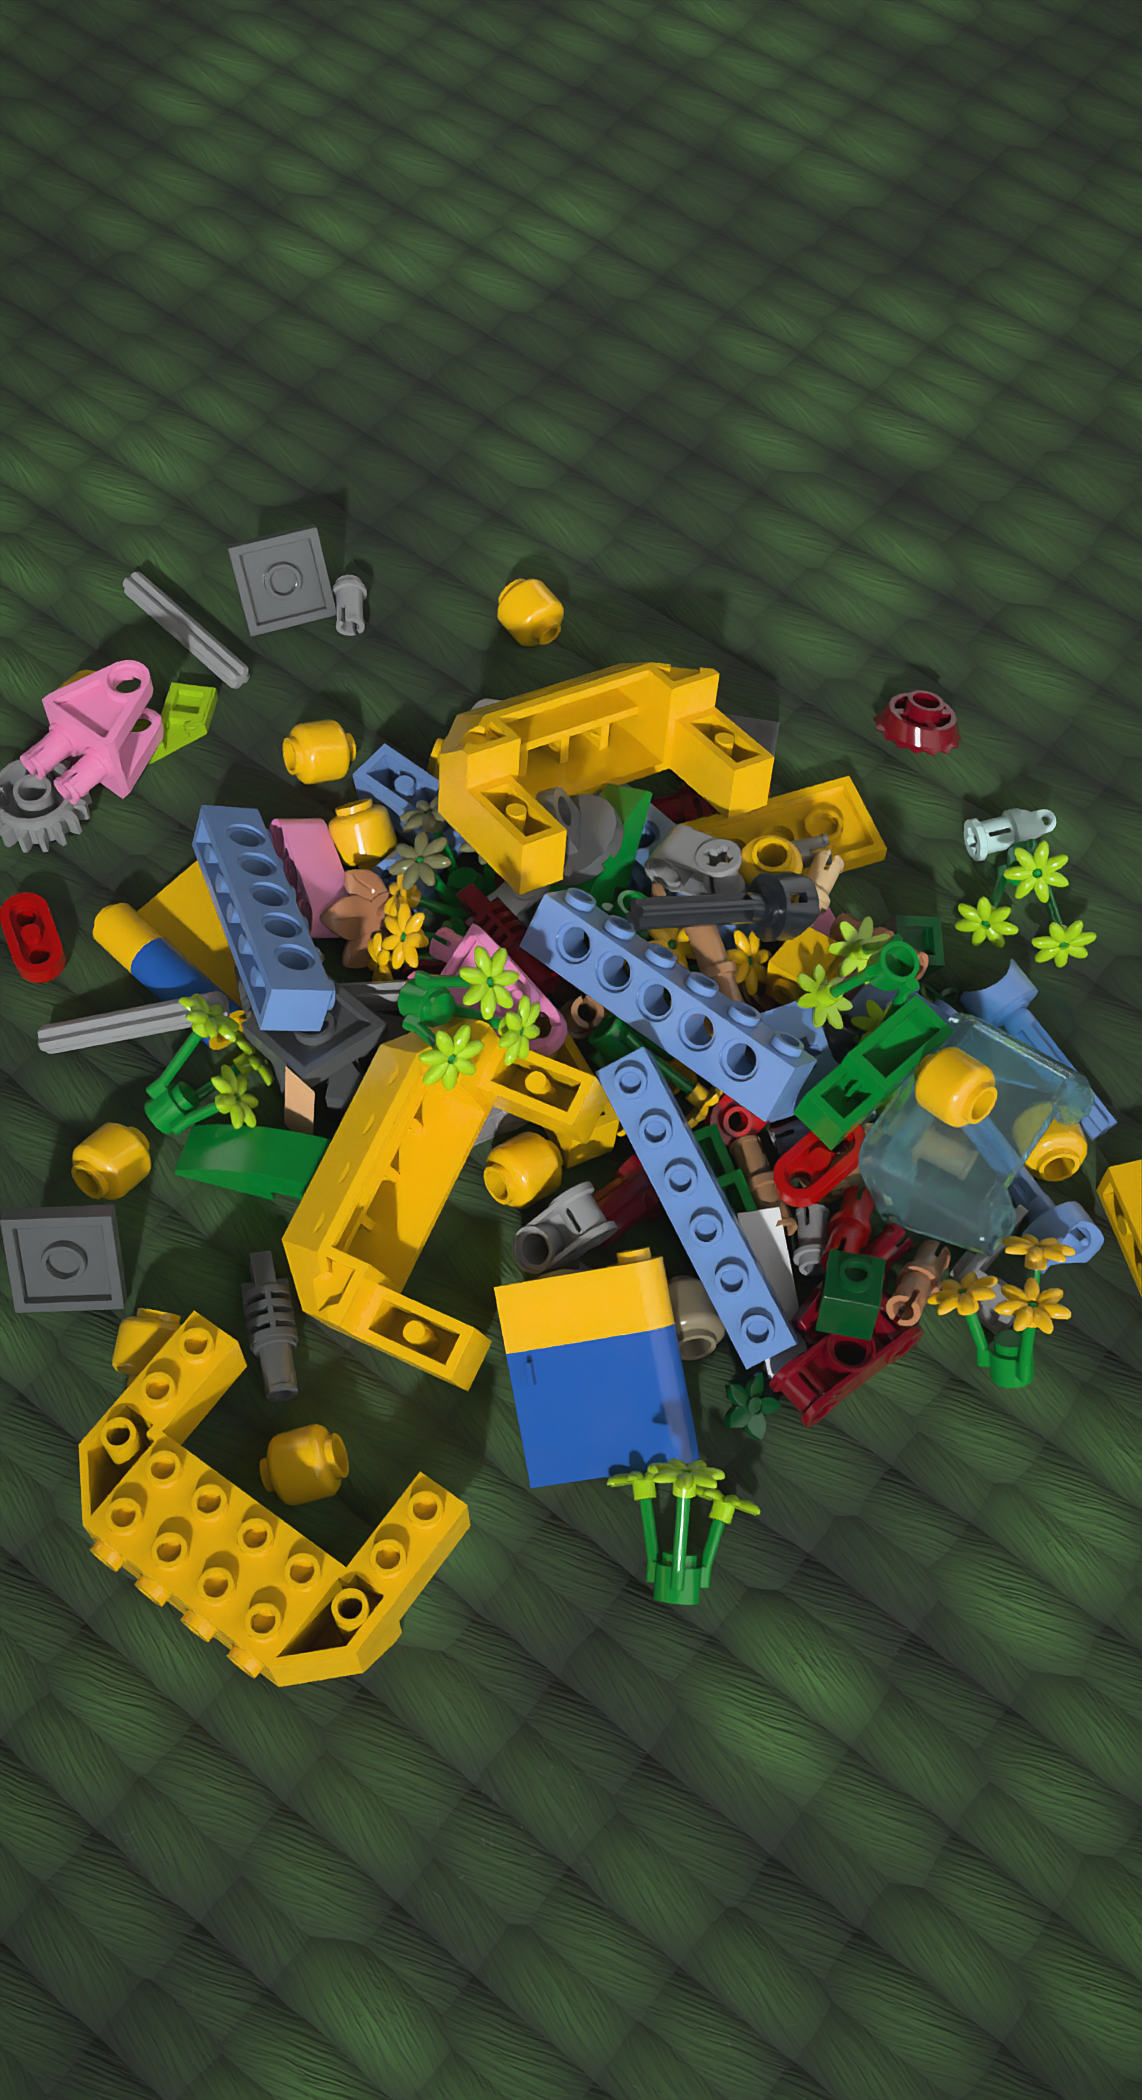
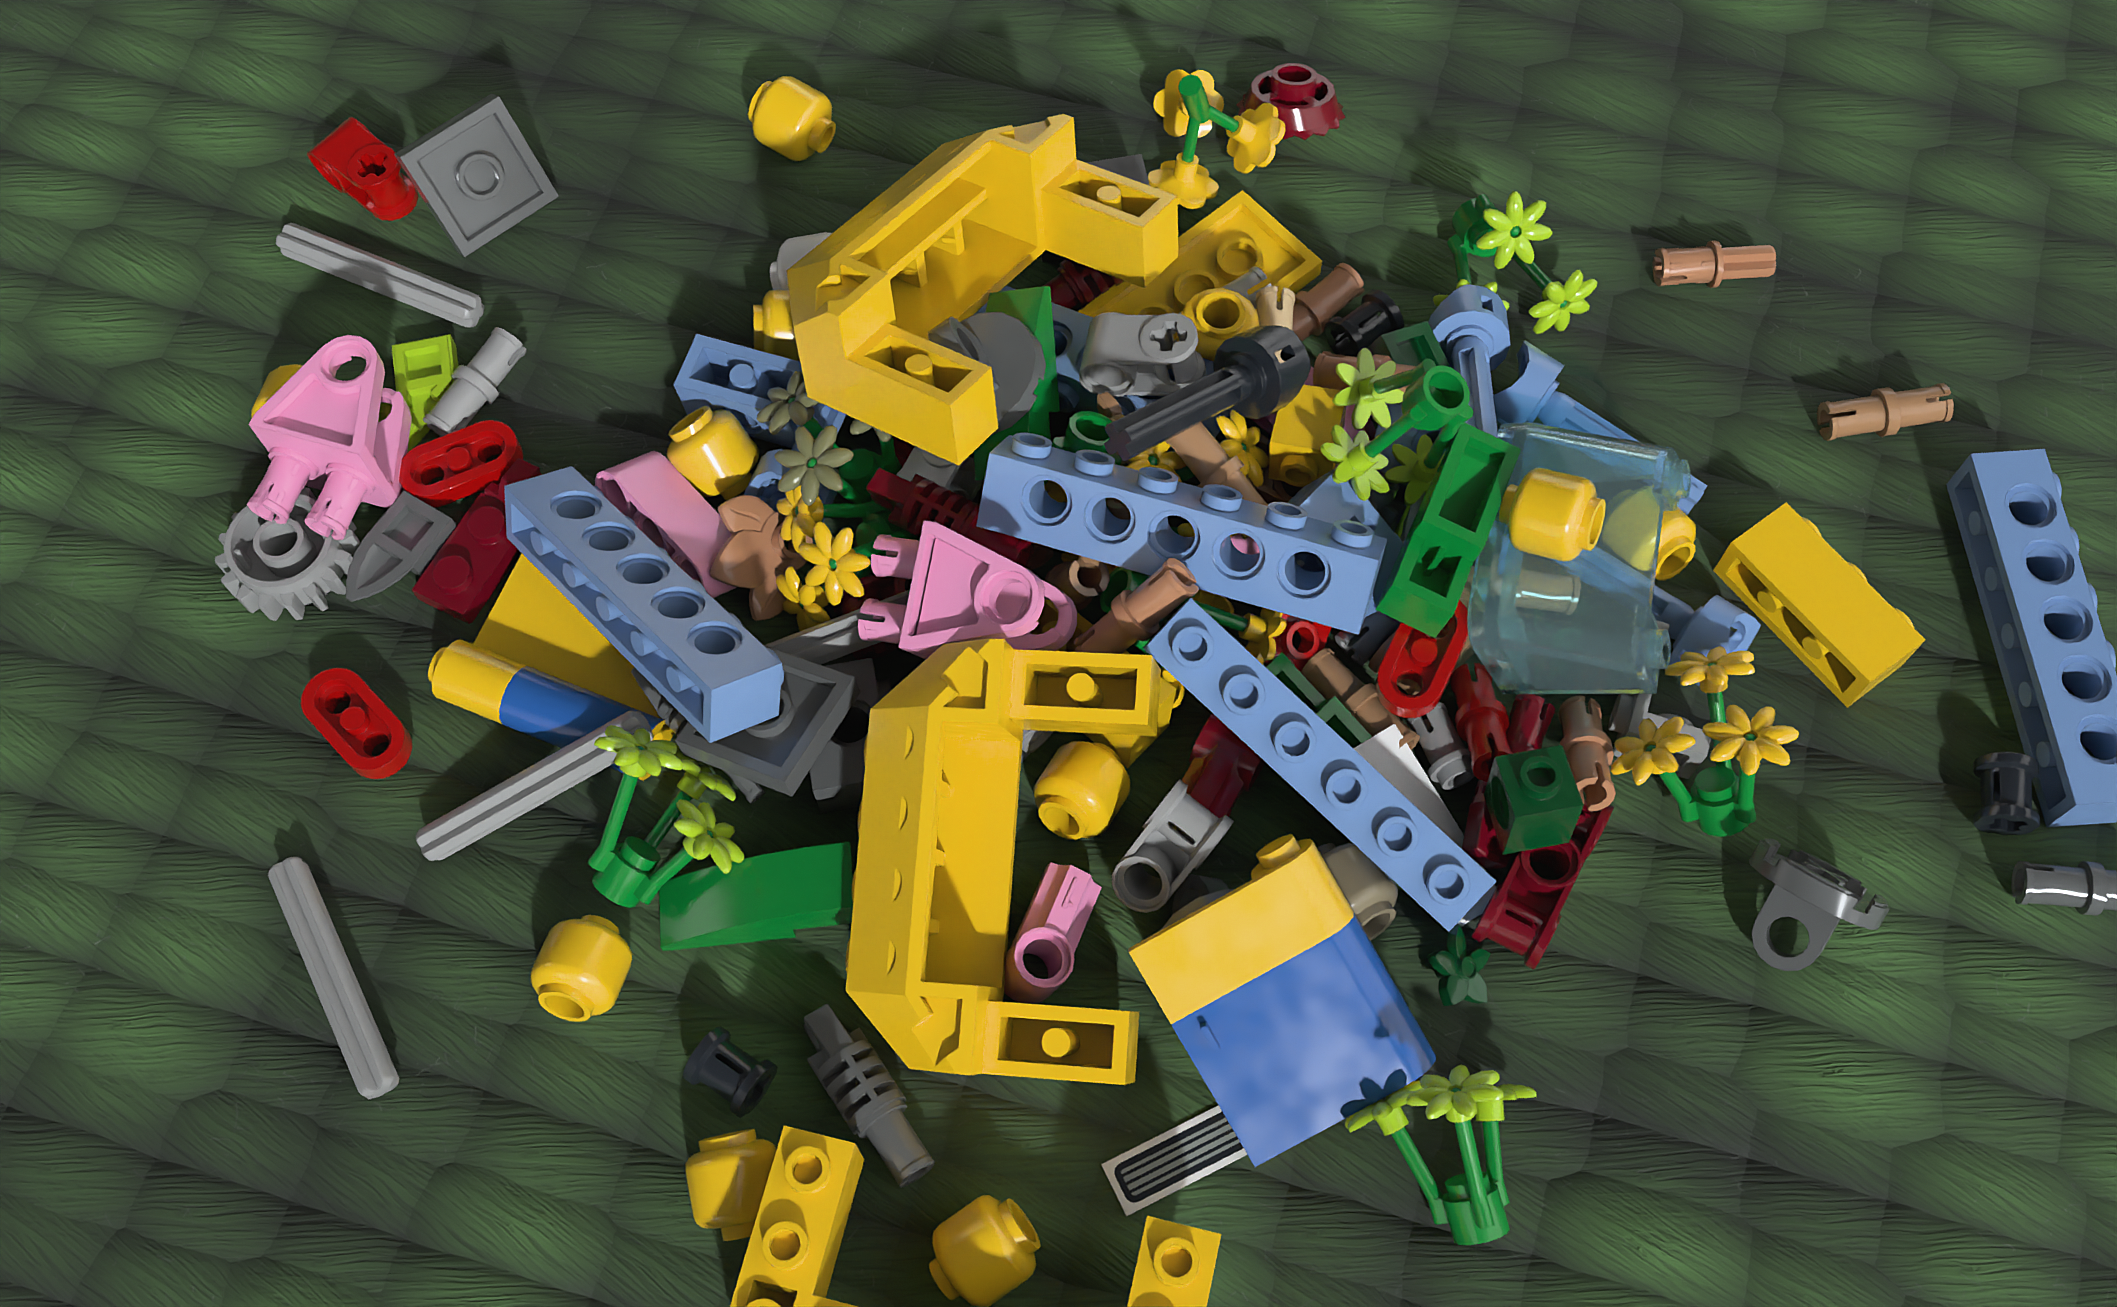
camera: 20 degrees left, 5 degrees up
(64, 1258) = (579, 1115): dark grey tile -> none
(117, 822) = (398, 543): none -> dark grey plate
(164, 850) = (474, 554): none -> dark red hinge
(182, 1272) = (730, 1071): none -> black bush
(184, 781) = (460, 462): none -> red plate
(205, 550) = (364, 170): none -> red piece
(217, 729) = (475, 383): none -> light grey pin
(298, 1104) = (786, 814): light nougat sticker -> none
(318, 751) = (612, 370): yellow head -> none
(349, 597) = (565, 169): light grey pin -> none
(429, 1003) = (917, 640): lime plant -> none
(455, 1260) = (1050, 931): none -> bright pink piece
(474, 1460) = (1173, 1160): none -> sticker
(610, 1045) = (1138, 612): none -> nougat pin
(839, 700) = (1189, 108): none -> yellow plant
(863, 884) = (1324, 300): none -> nougat pin
(907, 903) = (1364, 324): none -> black bush
(970, 951) = (1474, 344): none -> medium blue piece
(1013, 827) = (1446, 190): light aqua piece -> none
(1050, 1454) = (1815, 896): none -> dark grey tile

